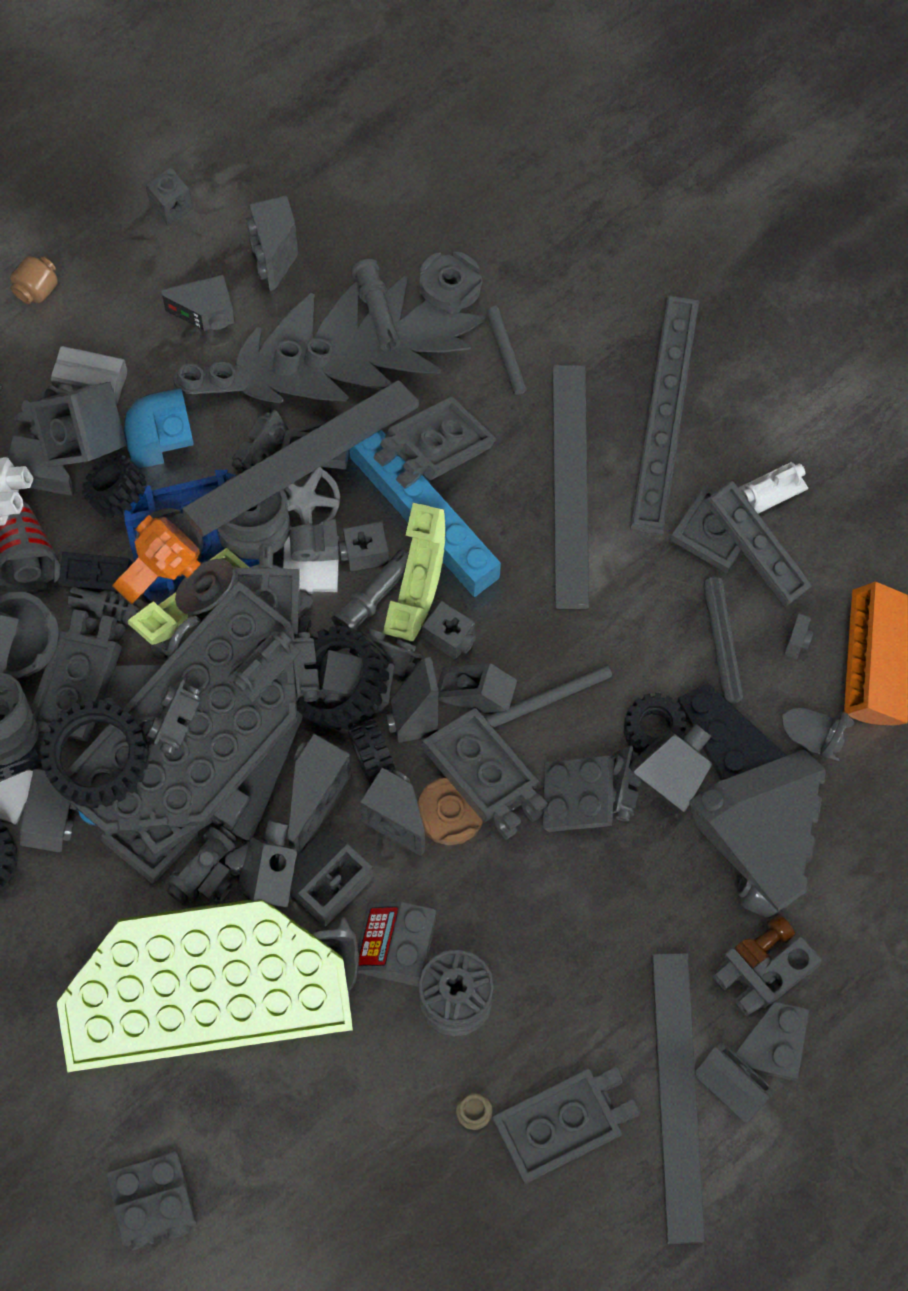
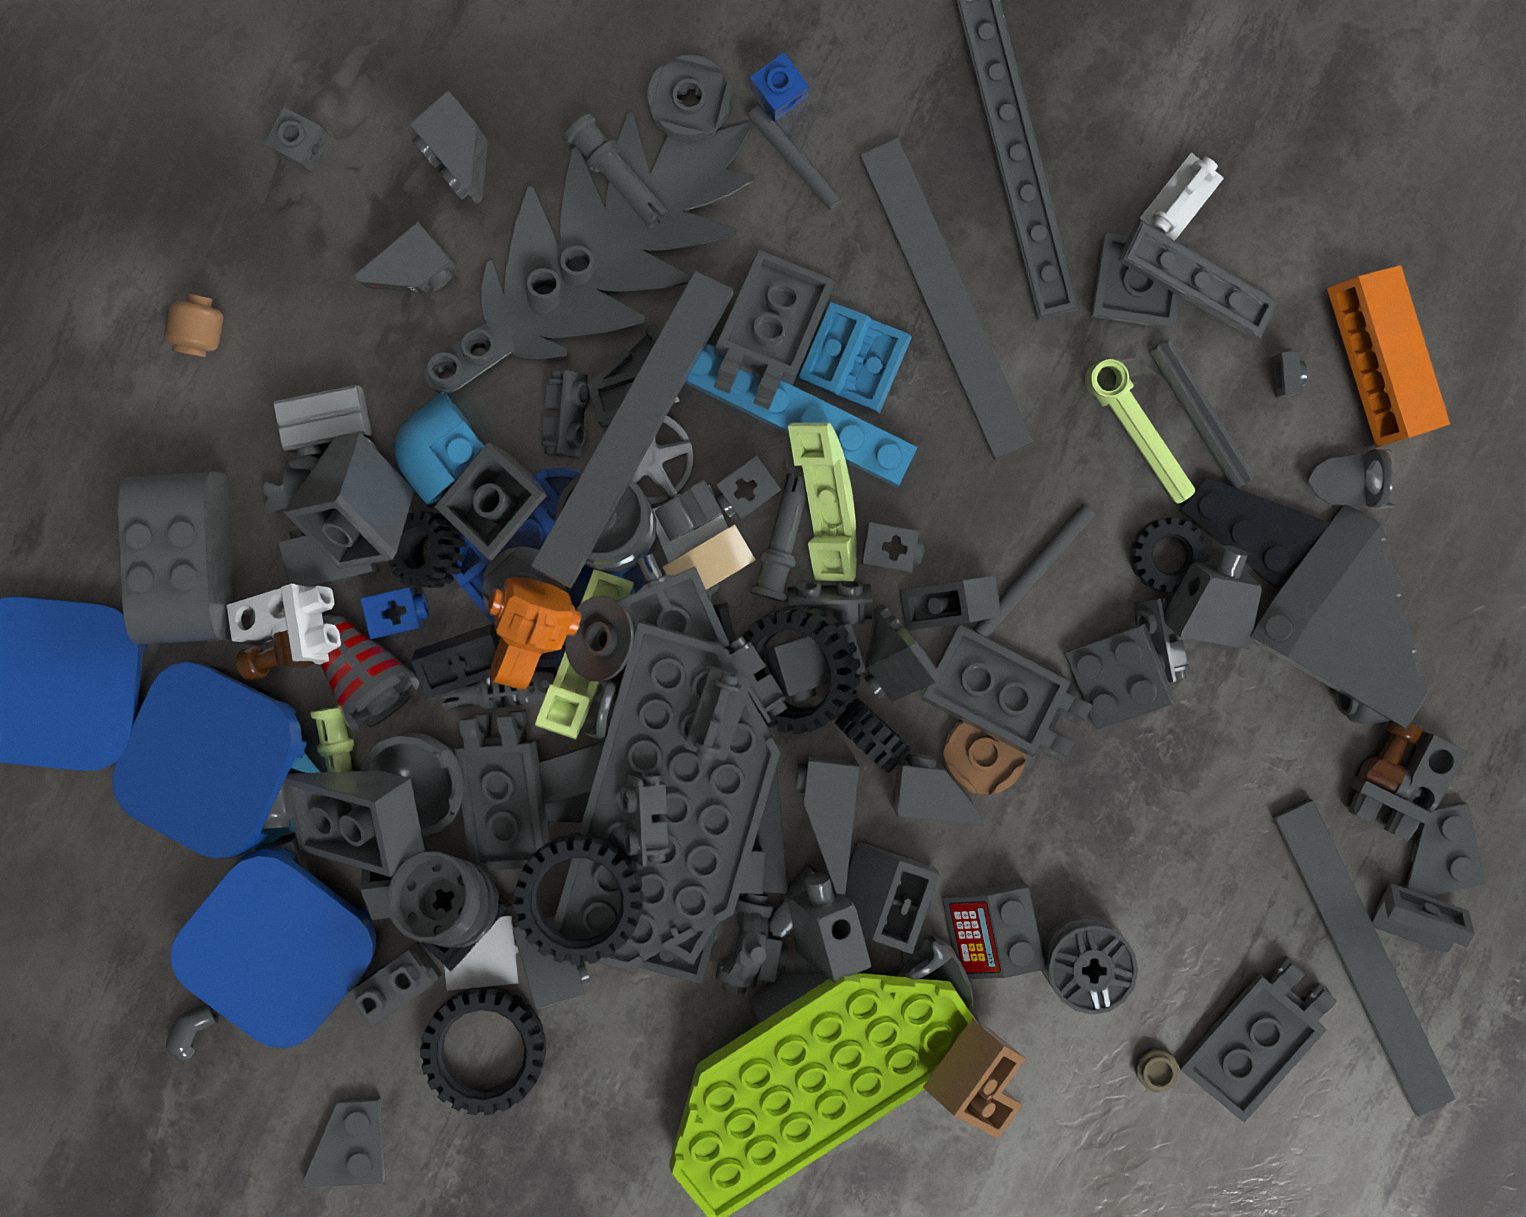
camera: 20 degrees left, 20 degrees up
(68, 521) = (377, 609): none -> blue brick
(177, 463) = (491, 500): none -> dark grey slope
(321, 584) = (715, 557): none -> tan slope
(322, 1035) = (974, 1079): none -> medium nougat brick
(486, 495) = (855, 357): none -> dark azure slope
(513, 293) = (779, 87): none -> blue brick
(671, 625) = (1139, 428): none -> yellowish green axle

